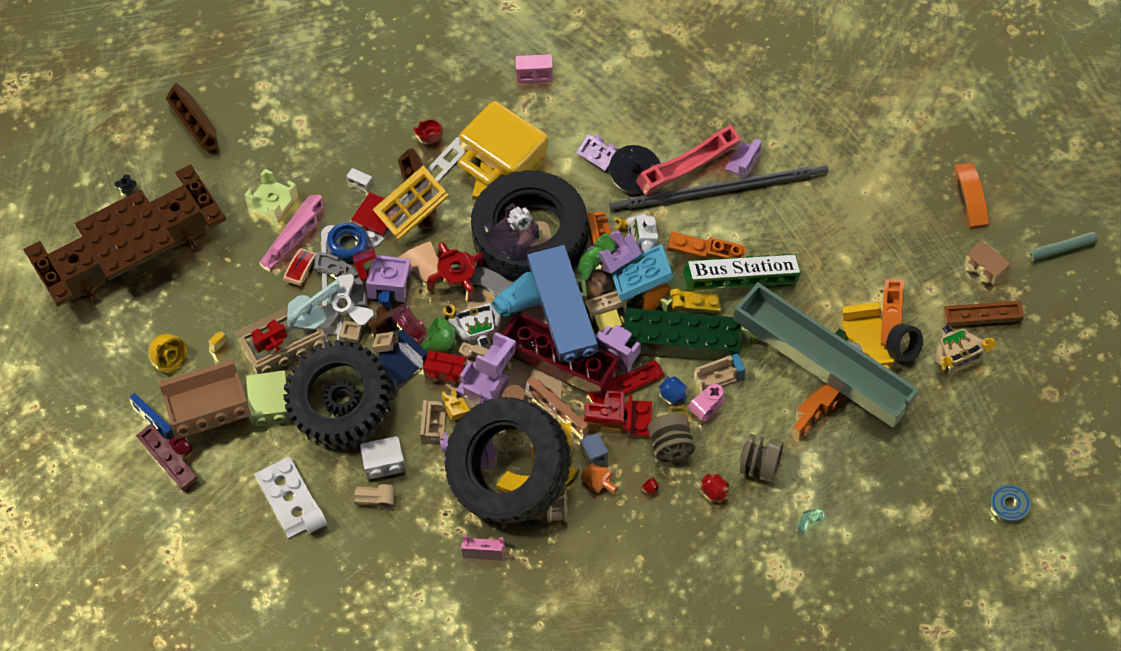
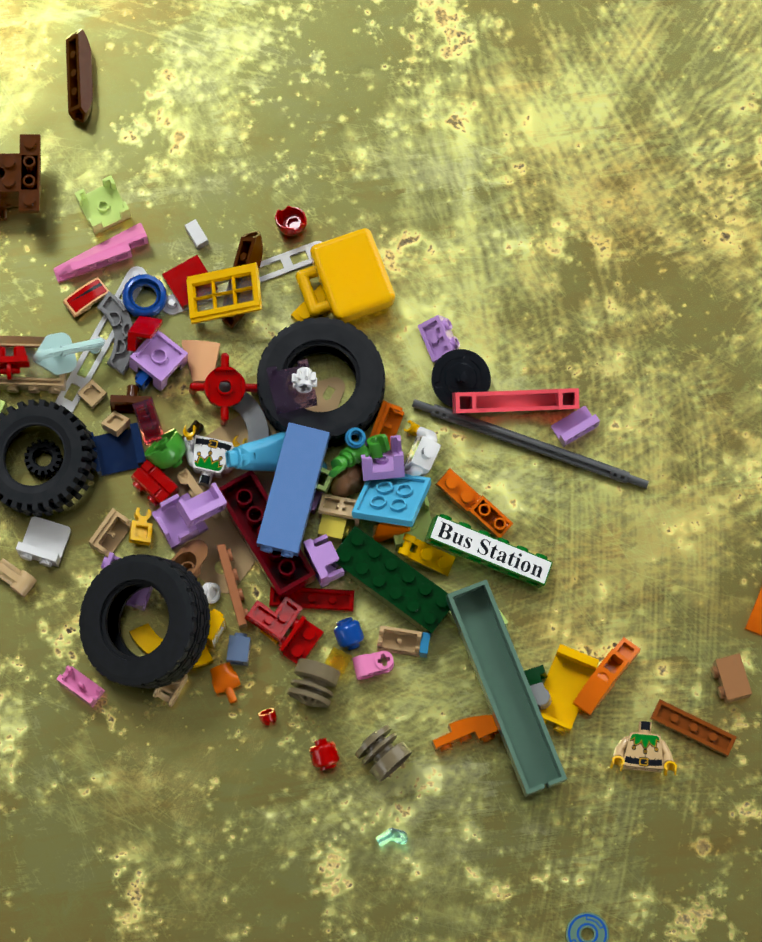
camera: 25 degrees right, 15 degrees up
(359, 314) = (108, 382): white piece -> none
(534, 68) = (434, 208): bright pink hinge -> none
(587, 240) = (359, 433): none -> dark azure plate
(894, 339) = (598, 726): black tyre -> none

